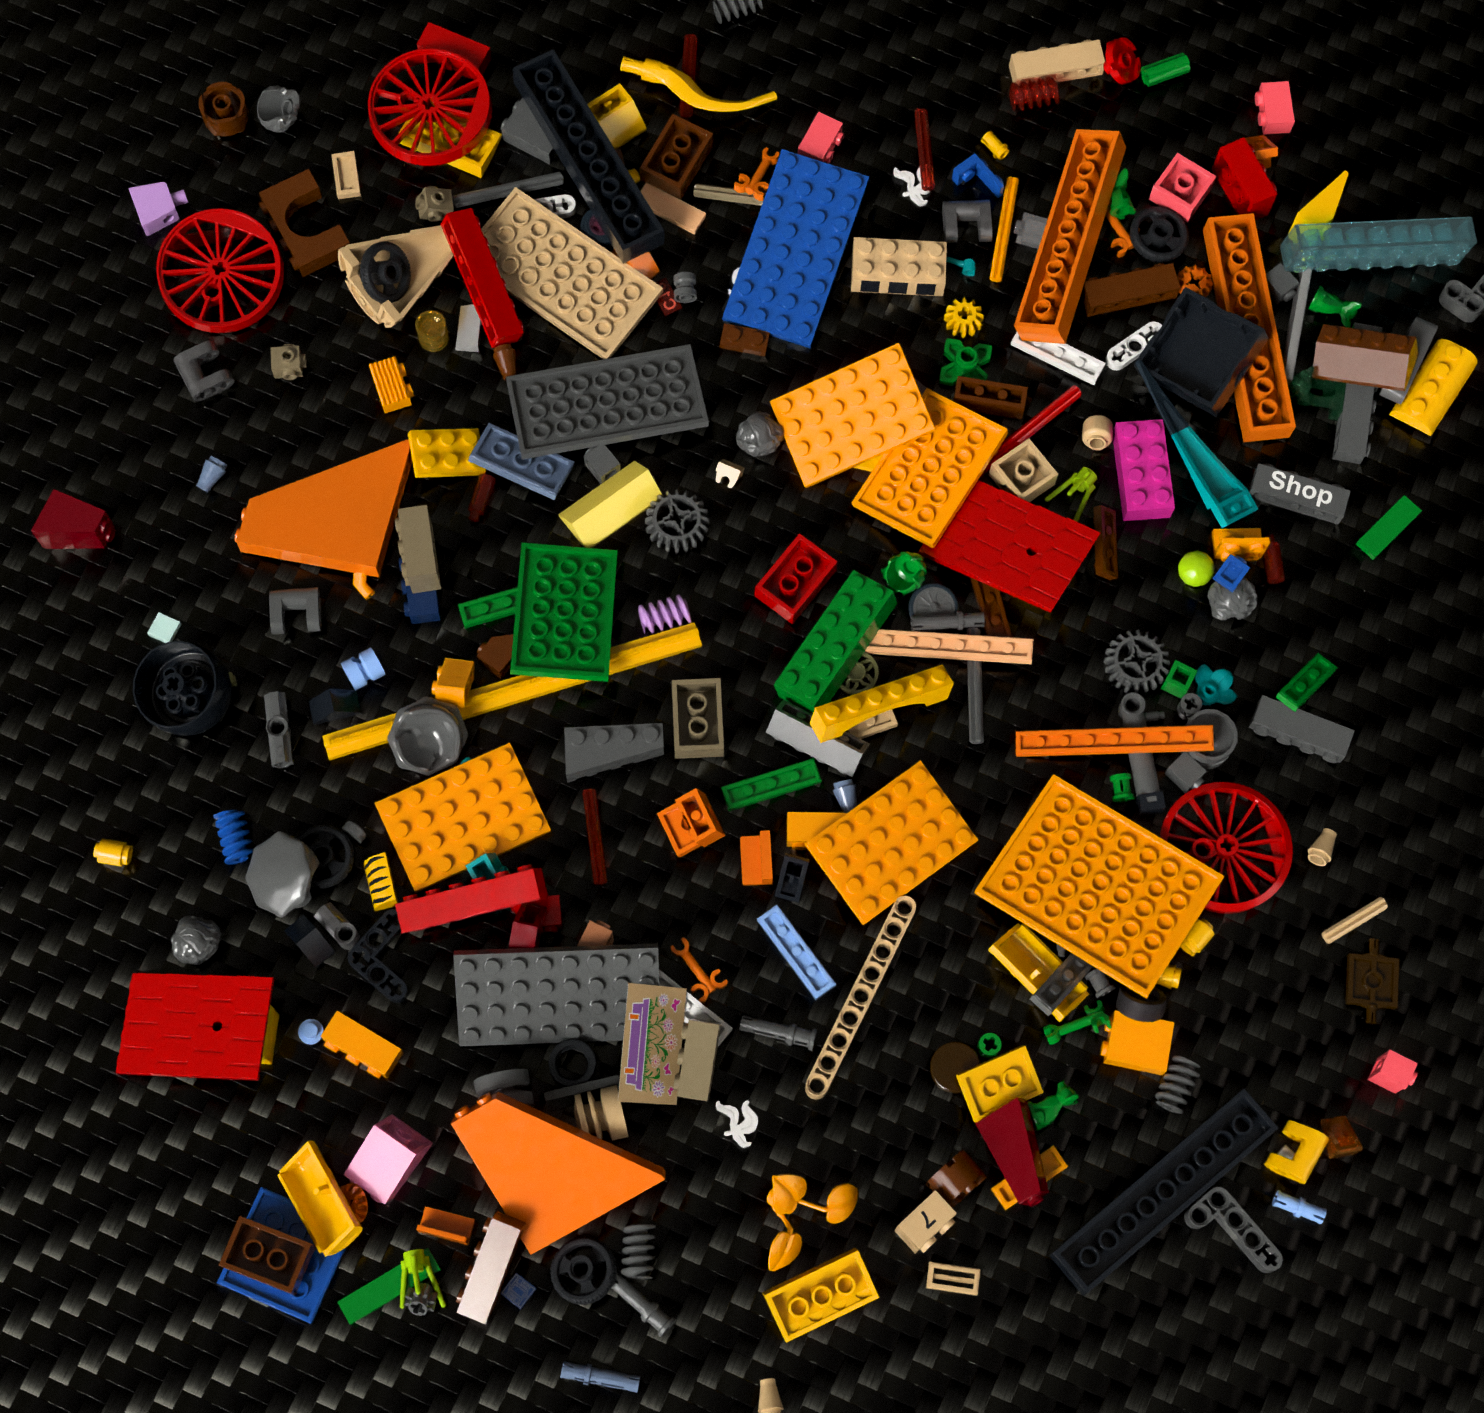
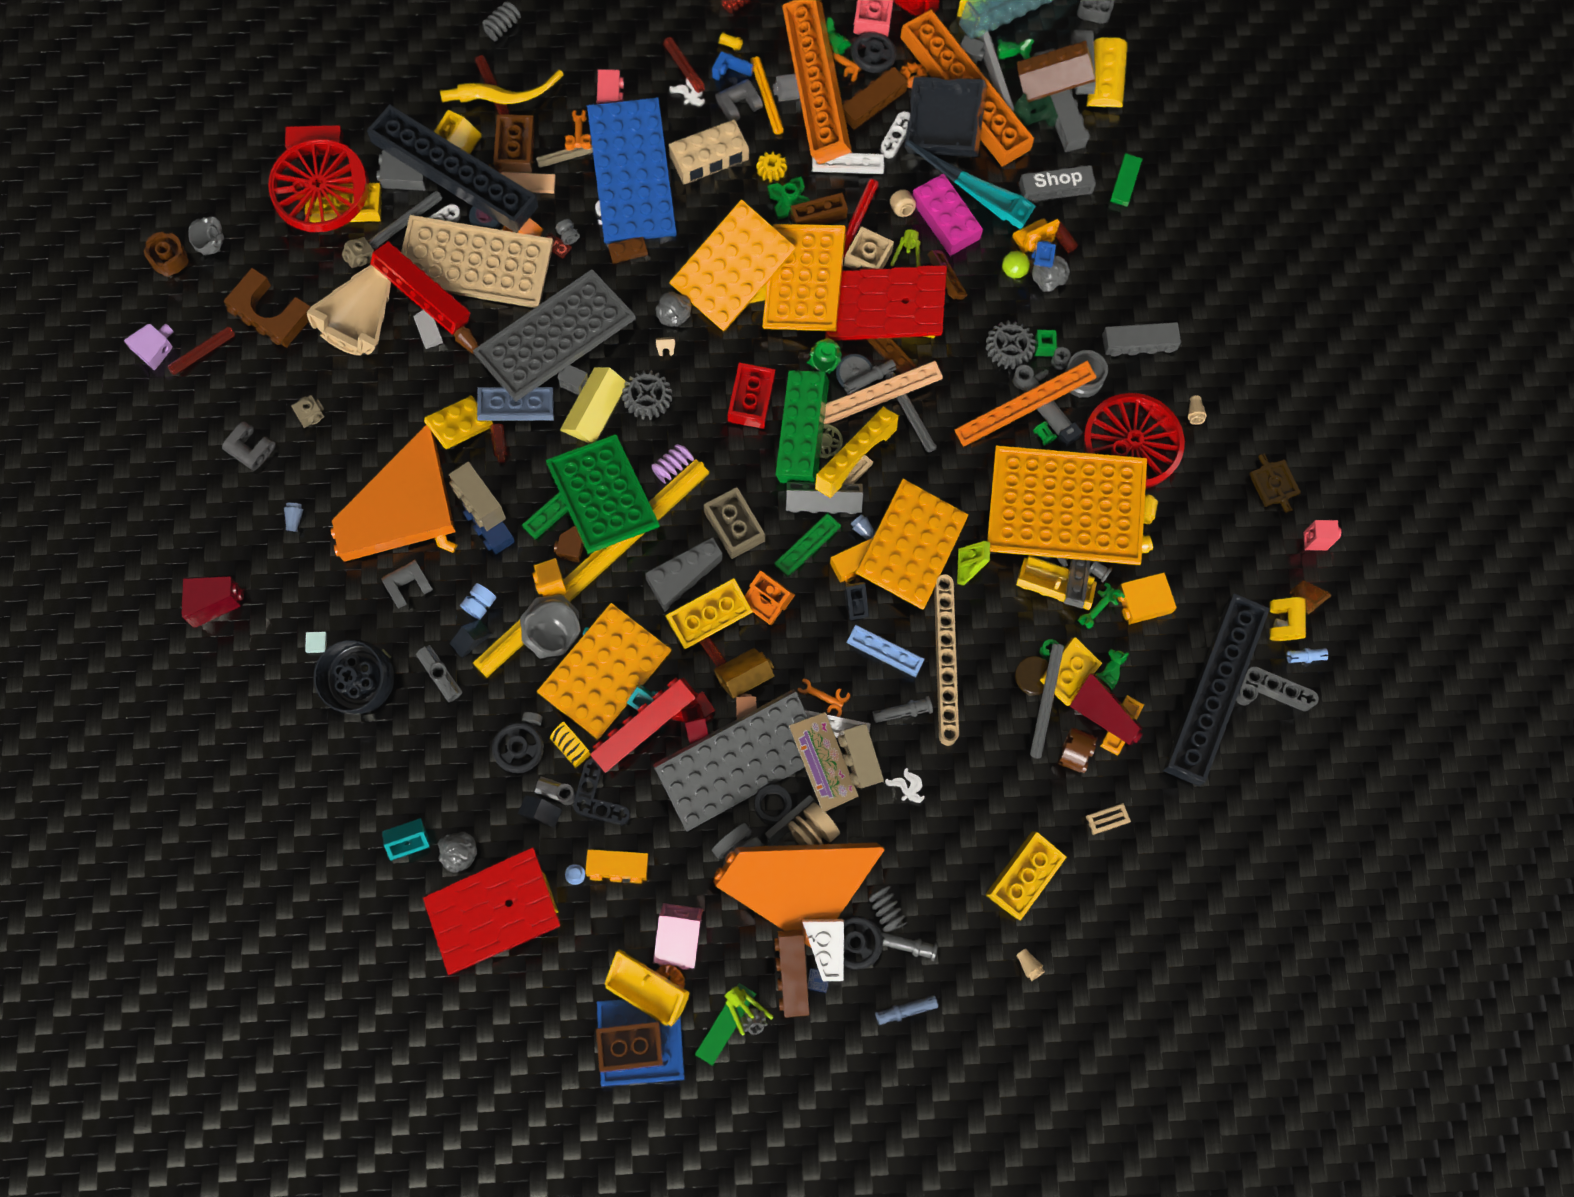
camera: 30 degrees left, 0 degrees up
(113, 852) = (363, 819): yellow brick -> none
(146, 898) = (405, 839): none -> teal brick
(233, 836) = (446, 764): blue piece -> none
(236, 221) = (220, 327): red piece -> none
(281, 874) = (496, 773): dark grey piece -> none
(346, 175) = (280, 261): tan tile -> none
(385, 272) = (348, 315): black wheel -> none
(390, 384) = (392, 393): light orange brick -> none
(432, 331) = (402, 342): clear yellow wheel -> none
(446, 1225) = (743, 961): orange panel -> none
(546, 1254) = (826, 941): none -> white wing
(613, 809) = (709, 613): none -> yellow slope
(617, 897) = (744, 672): none -> pearl gold brick
(756, 859) = (825, 600): orange panel -> none
(784, 1197) = (972, 823): light orange plant -> none
(925, 1222) = (1072, 789): tan brick -> none
(950, 1103) = (1047, 700): none -> dark grey axle
(952, 895) = (971, 560): none -> lime wing
(968, 265) = (755, 130): teal hand -> none
(1140, 1008) = (1136, 573): black tyre -> none
(1177, 1084) = (1185, 613): dark grey piece -> none
(1186, 773) = (1082, 403): dark grey brick -> none
(1215, 683) = (1070, 336): teal plate -> none
(1306, 682) = (1129, 305): green tile -> none
(1354, 920) = (1241, 448): tan axle -> none

